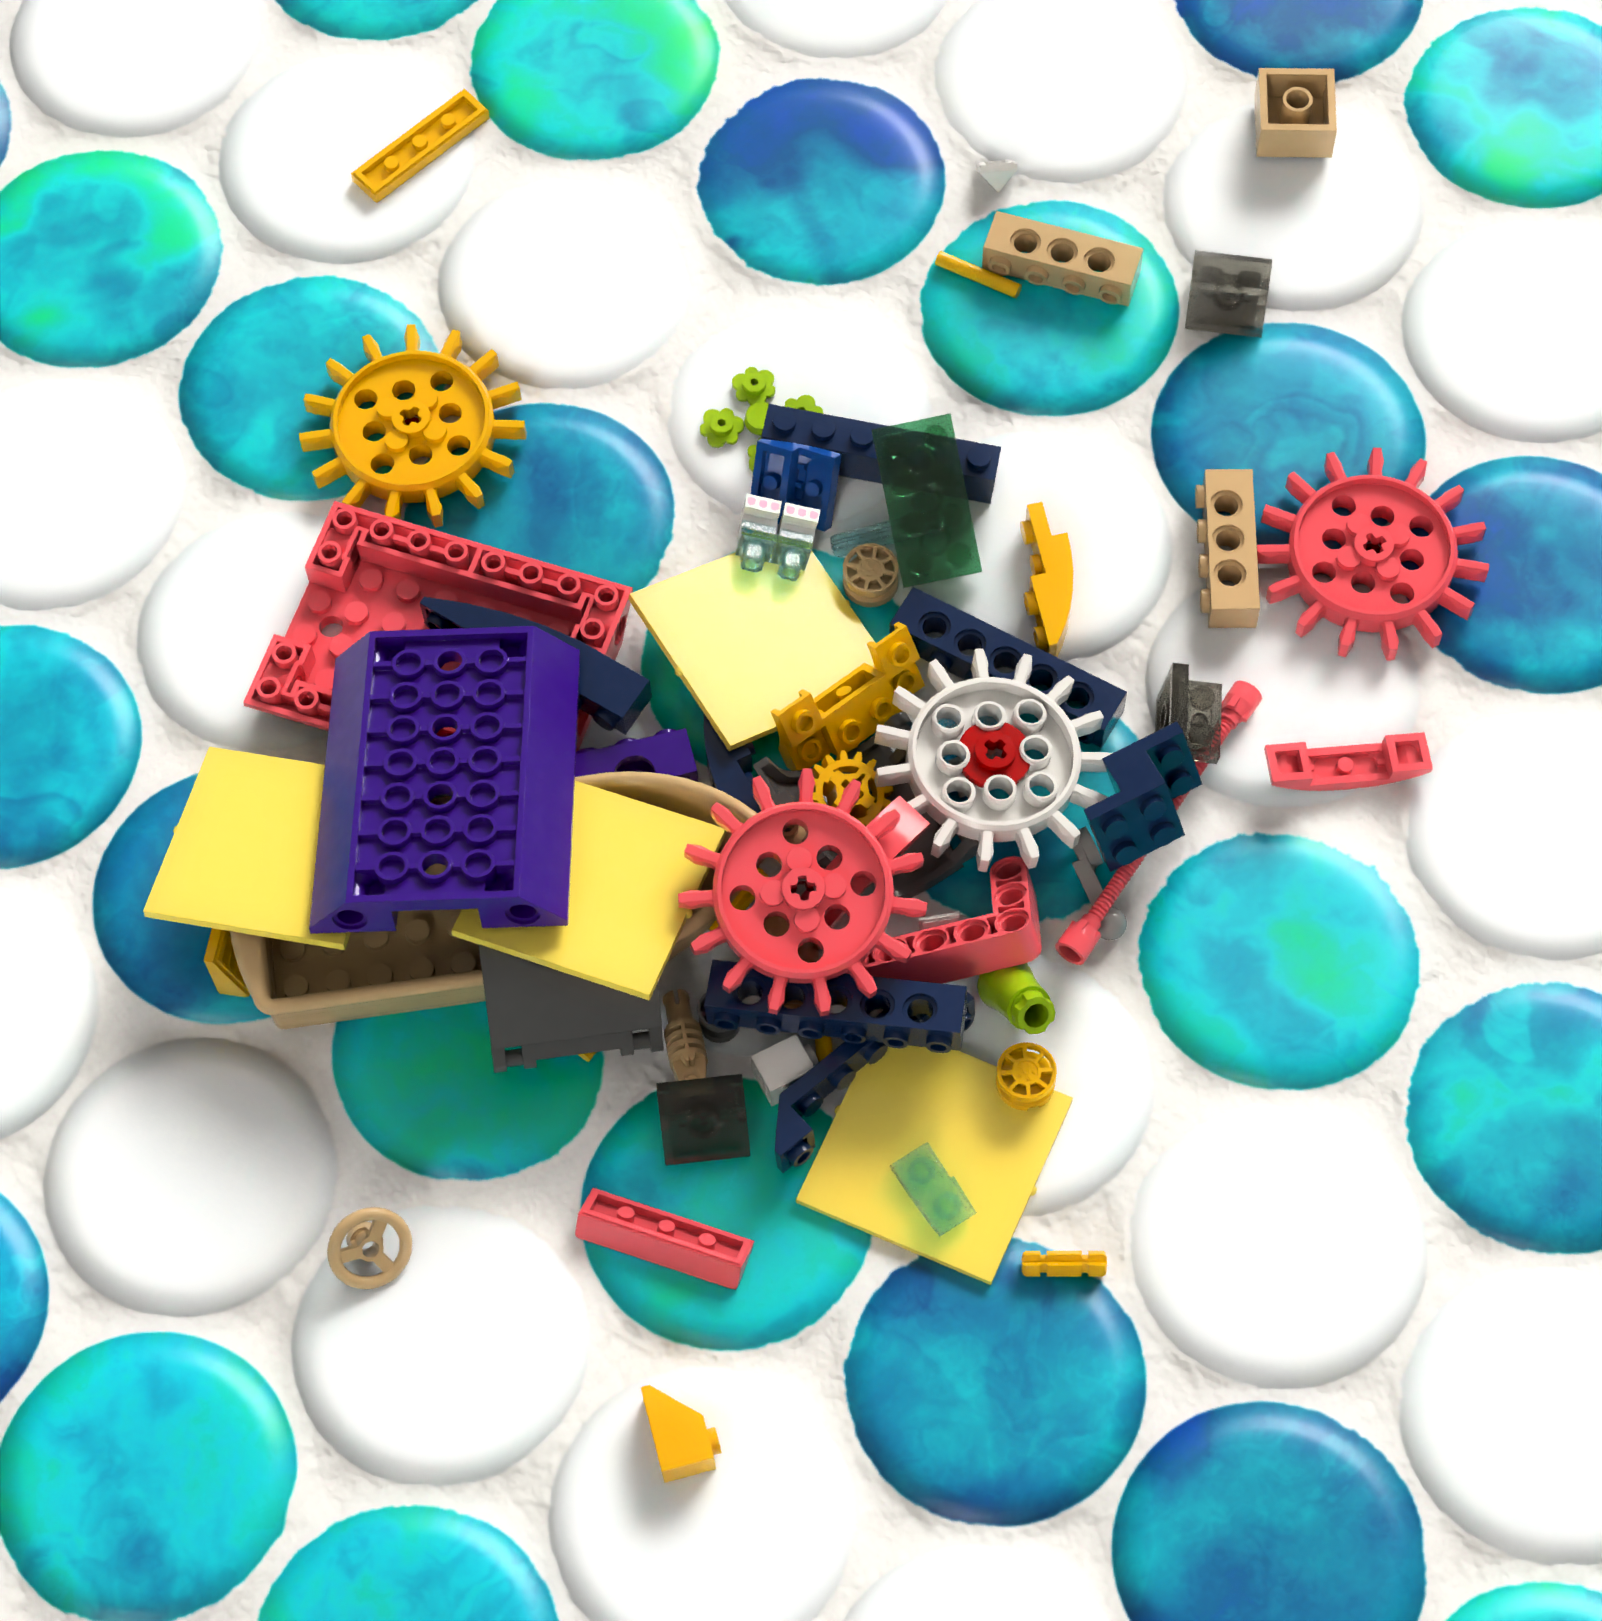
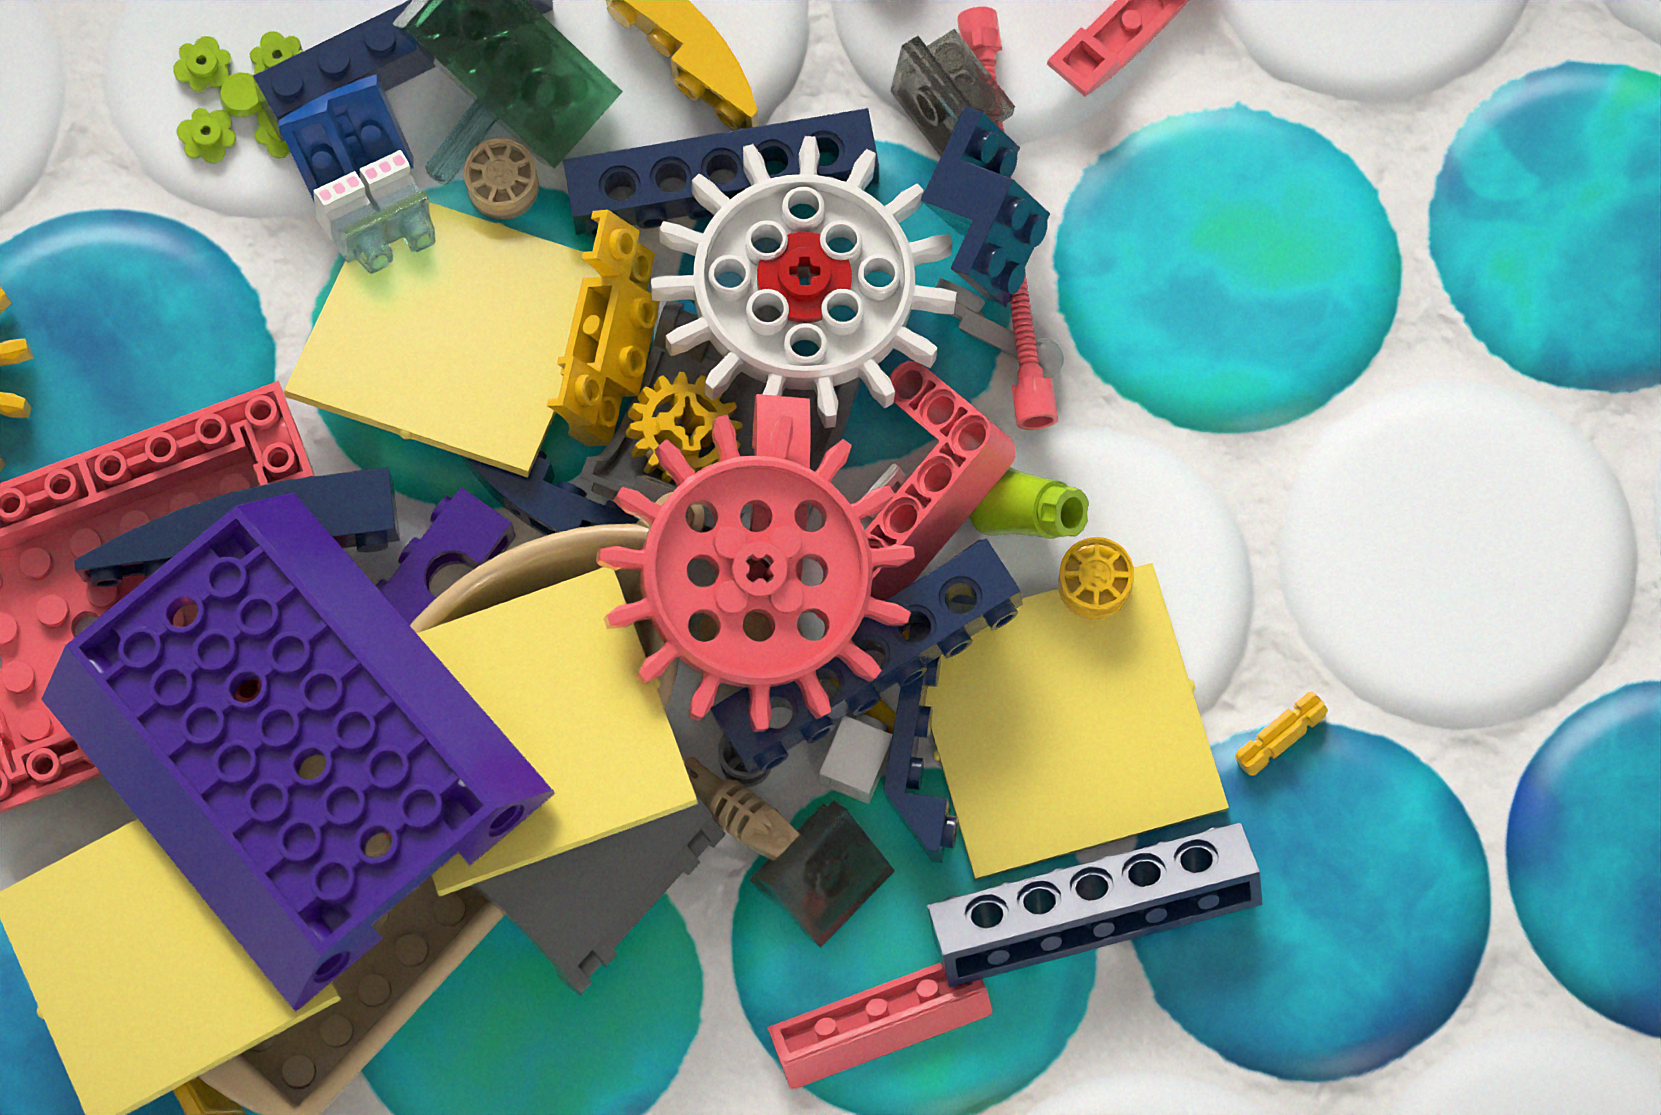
camera: 40 degrees left, 10 degrees up
(852, 1269) = (1095, 904): none -> dark blue brick
(932, 1189) = (1101, 762): clear light blue slope -> none

